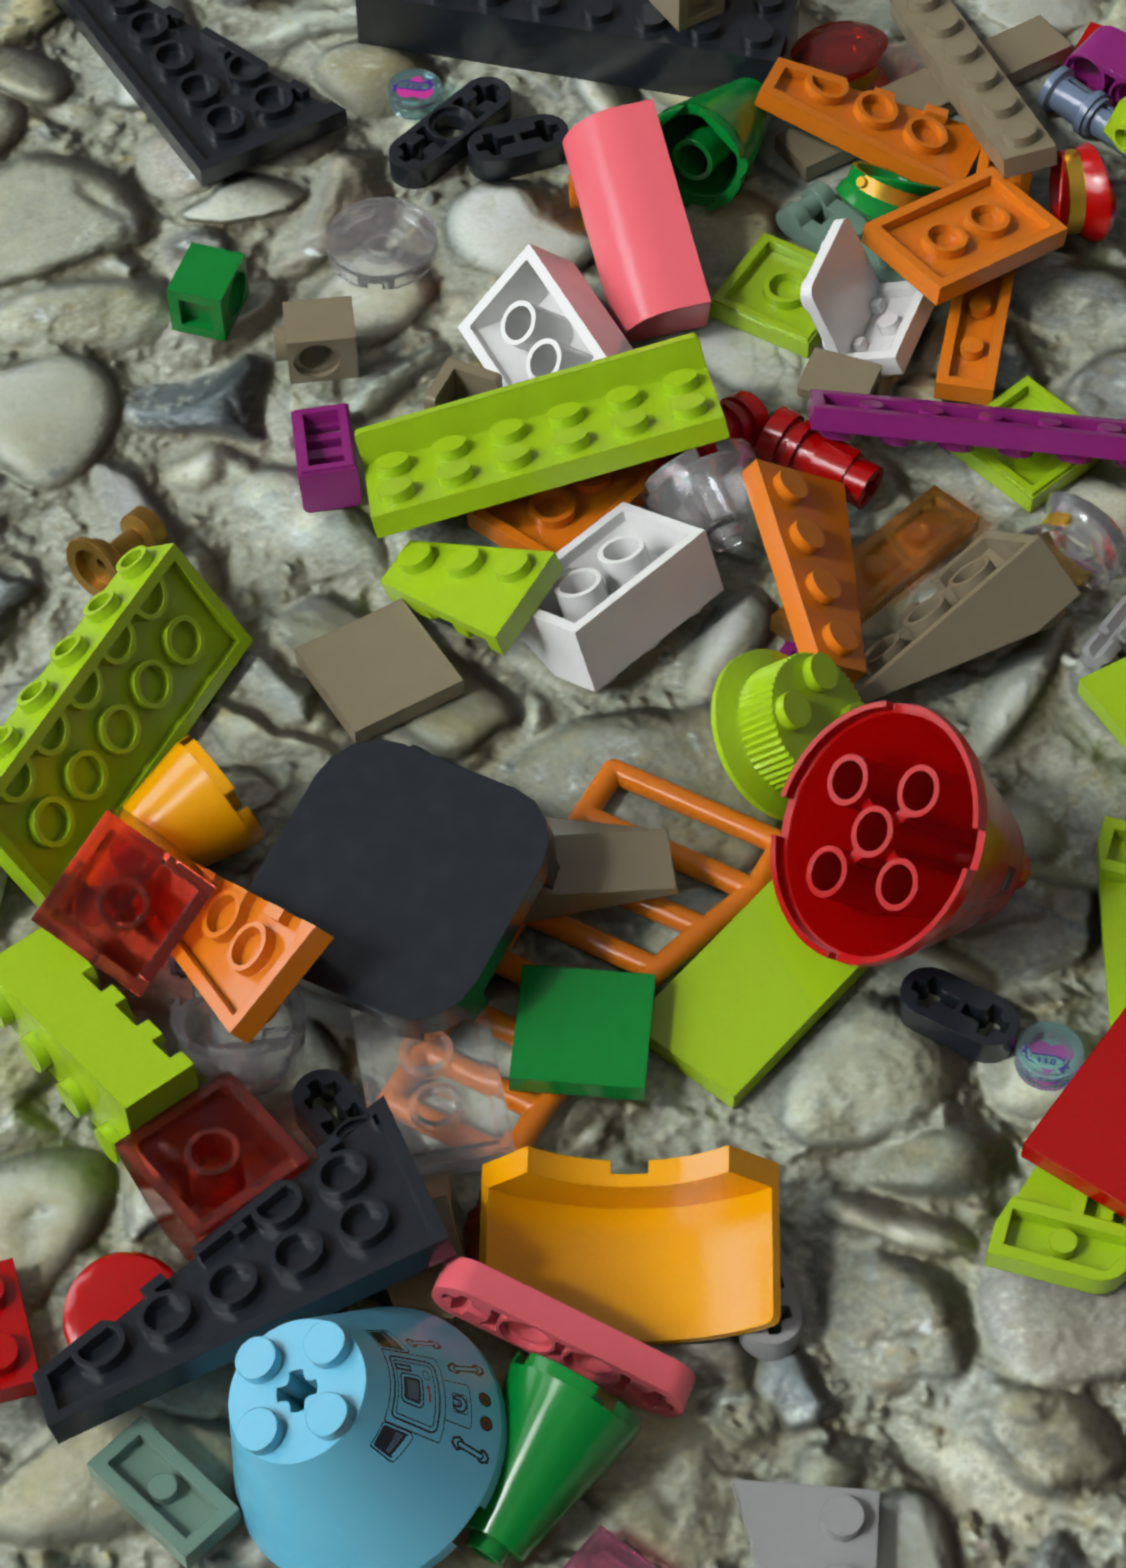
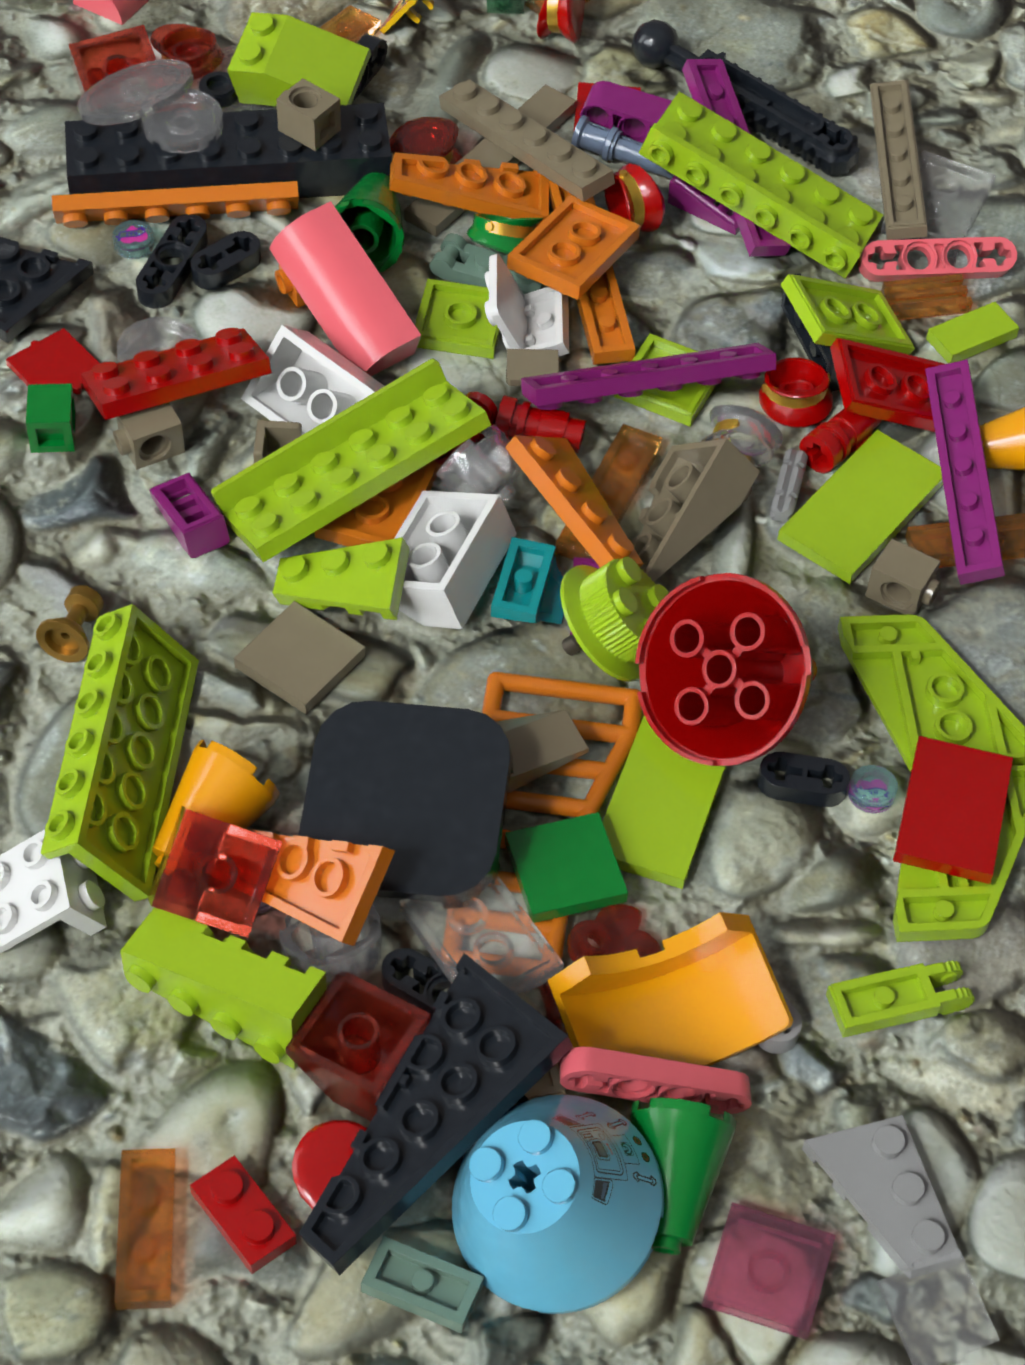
camera: 25 degrees left, 0 degrees up
(252, 224) = (53, 361): none -> red piece
(377, 272) = (175, 373): none -> red plate
(464, 57) = (161, 204): none -> orange plate
(613, 1132) = (614, 931): none -> clear red plate
(699, 651) = (529, 584): none -> teal slope
(949, 1336) = (896, 997): none -> lime hinge

